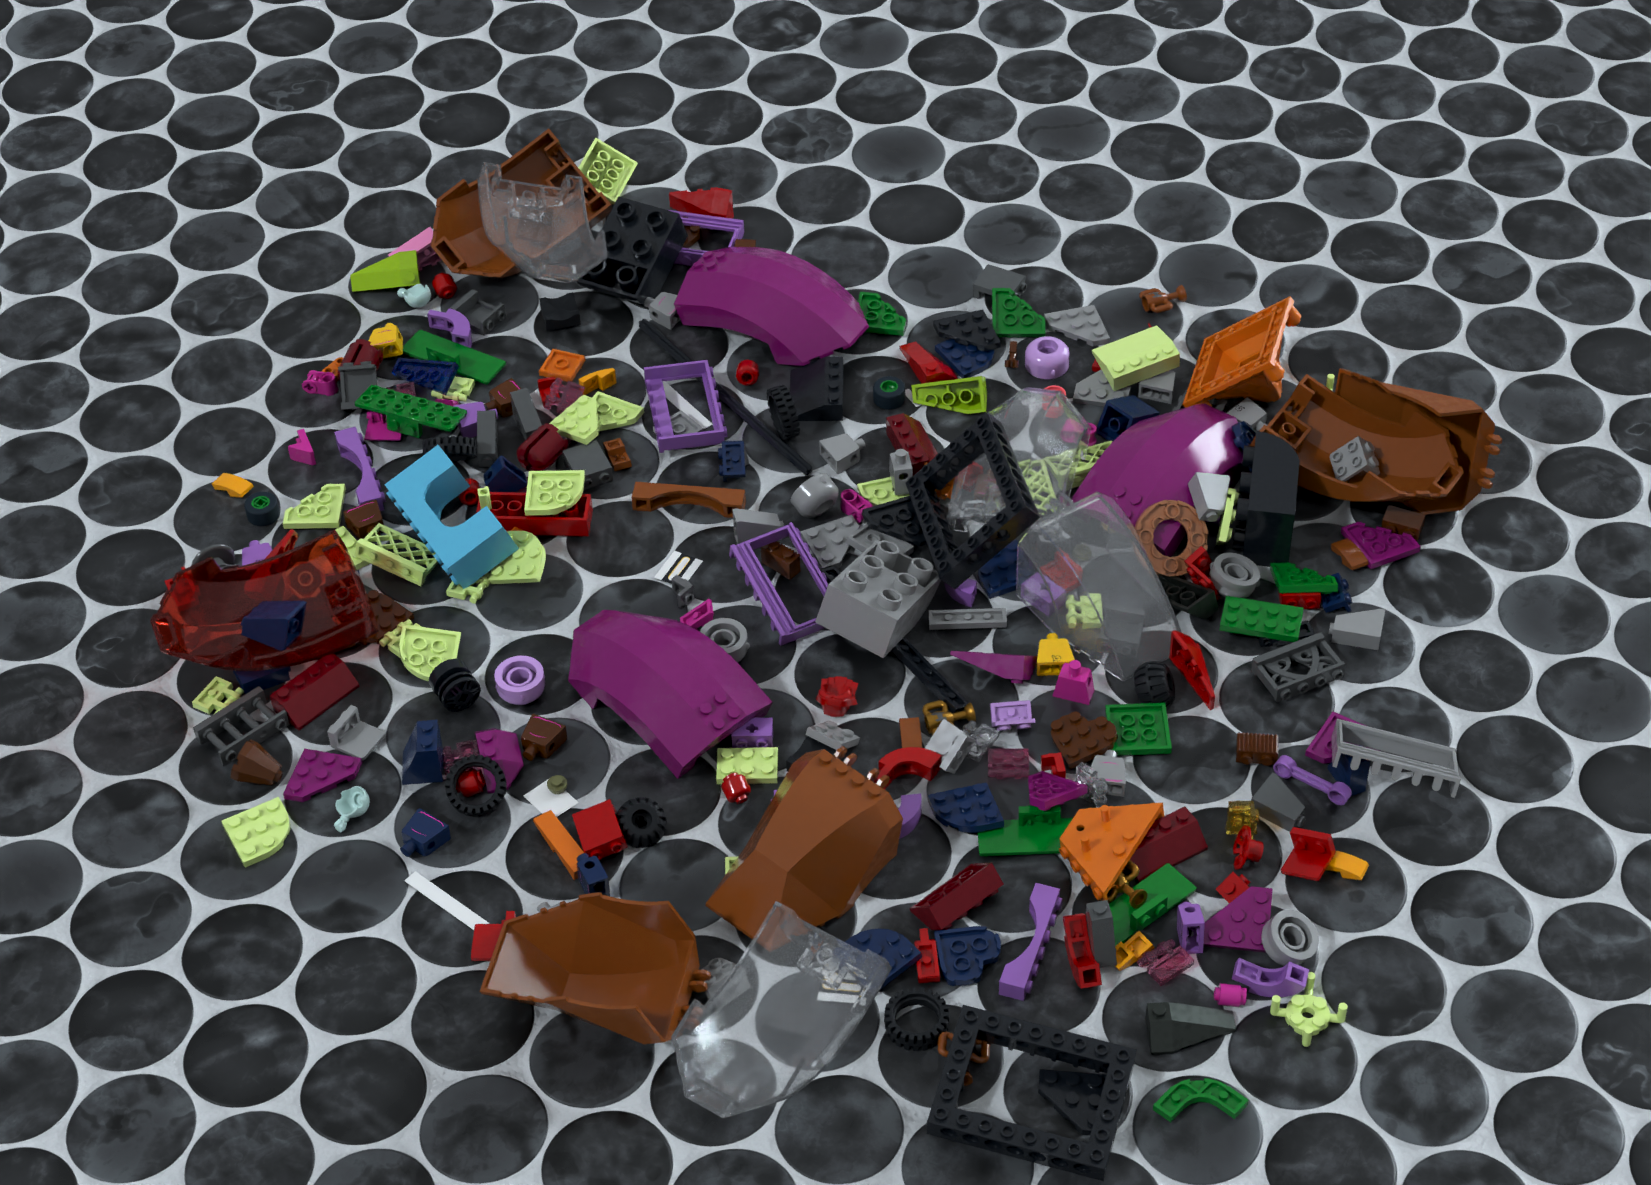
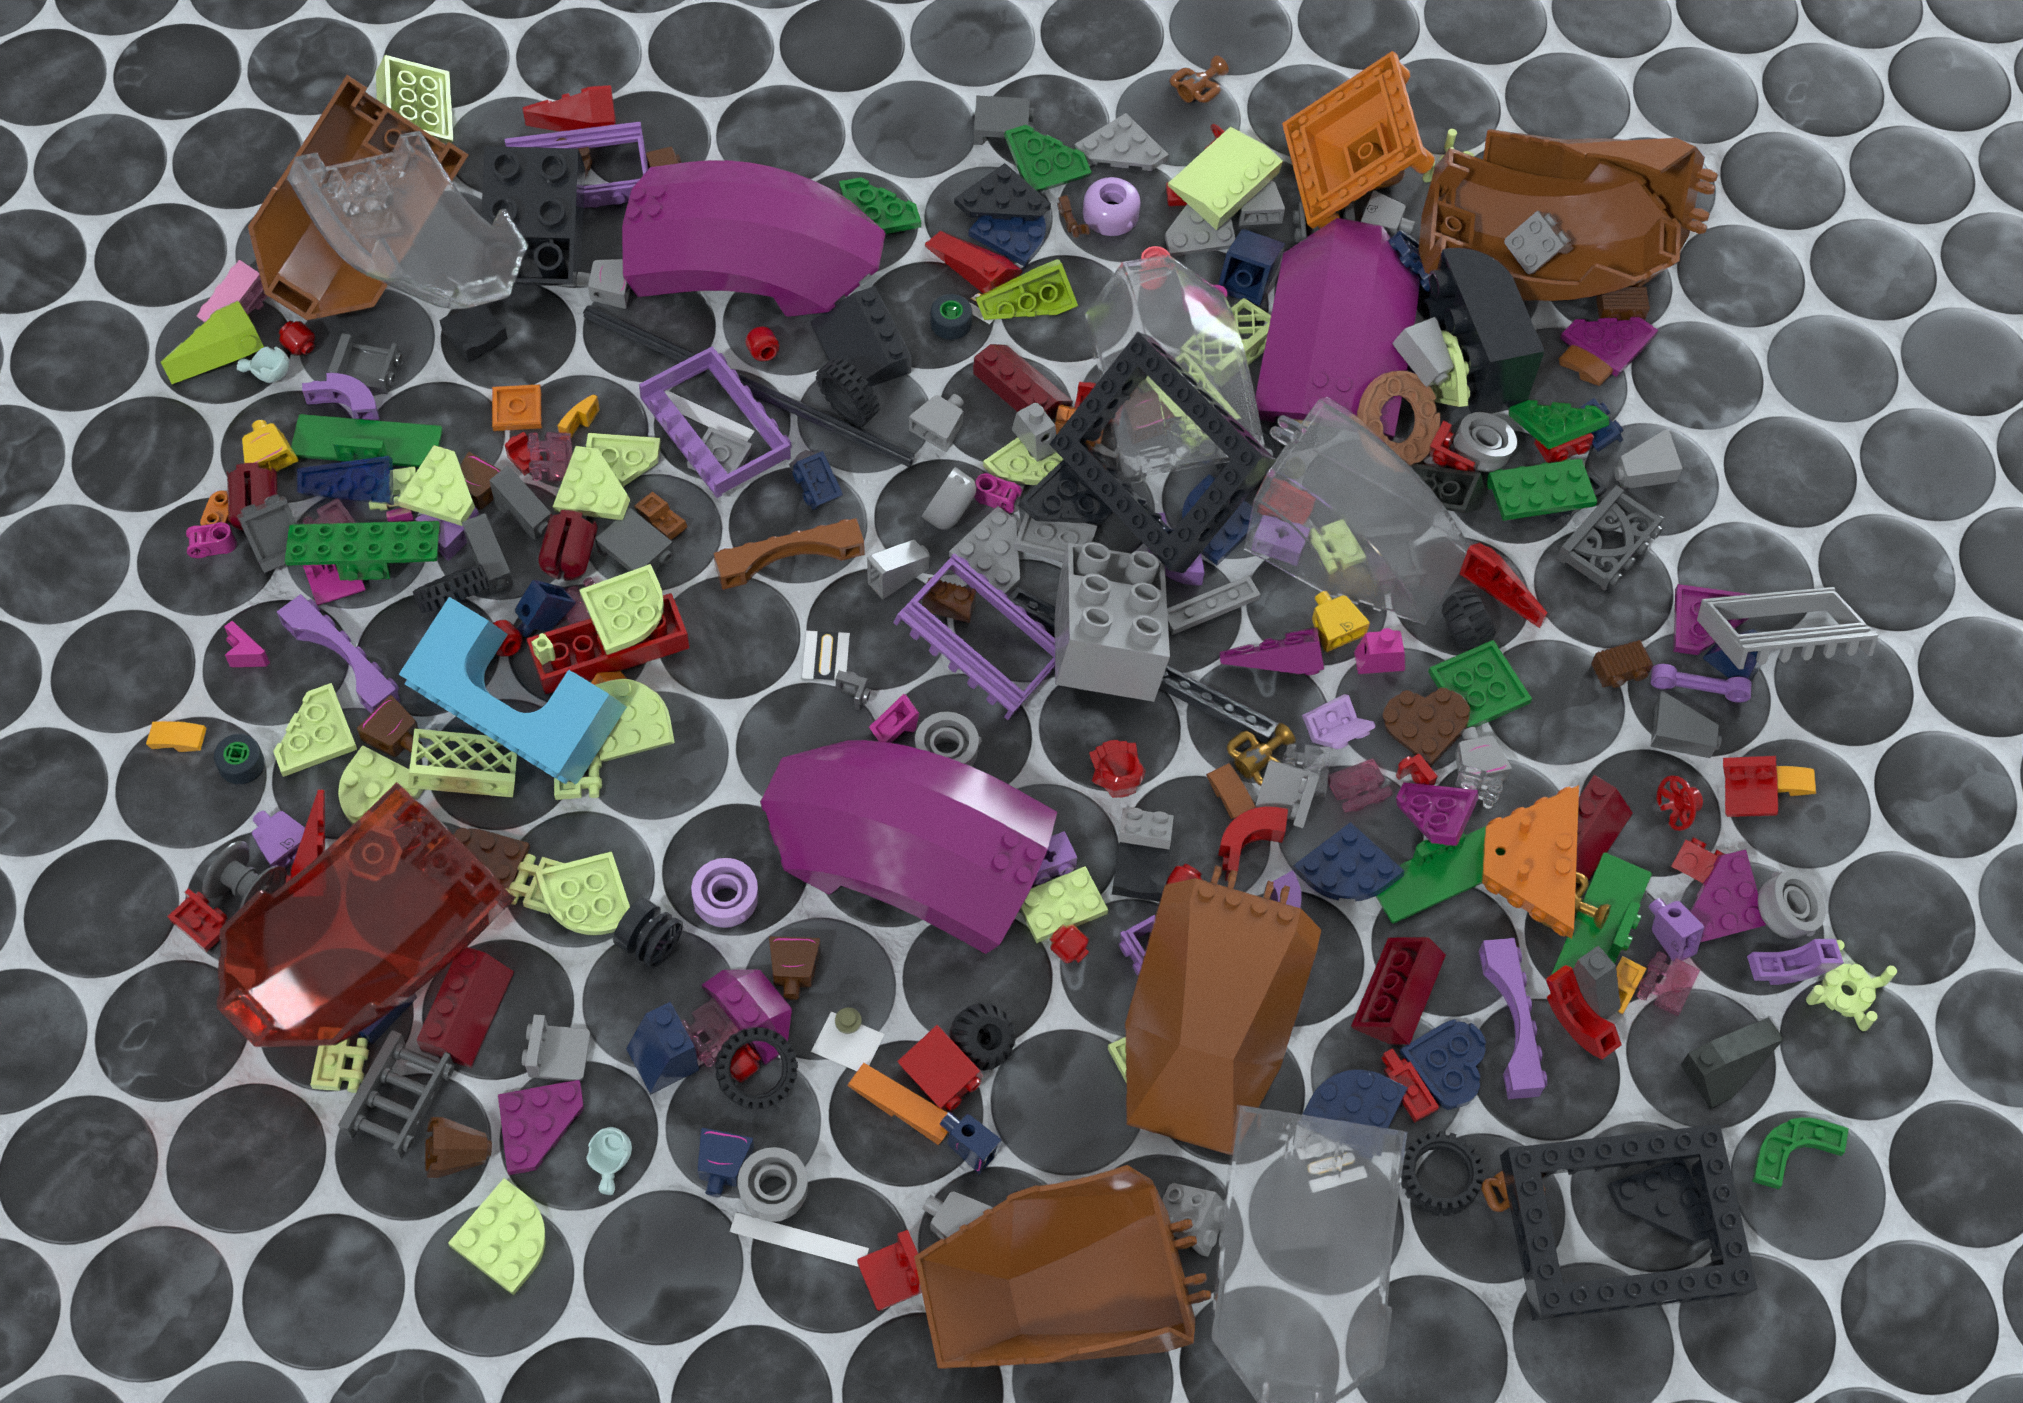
camera: 30 degrees left, 15 degrees up
(275, 623) = (370, 936): dark blue slope -> none
(442, 847) = (767, 1164): none -> light grey piece
(478, 391) = (439, 488): none -> yellowish green plate
(1230, 995) = (1759, 999): dark pink brick -> none
(1241, 814) = (1661, 765): clear yellow bracket -> none

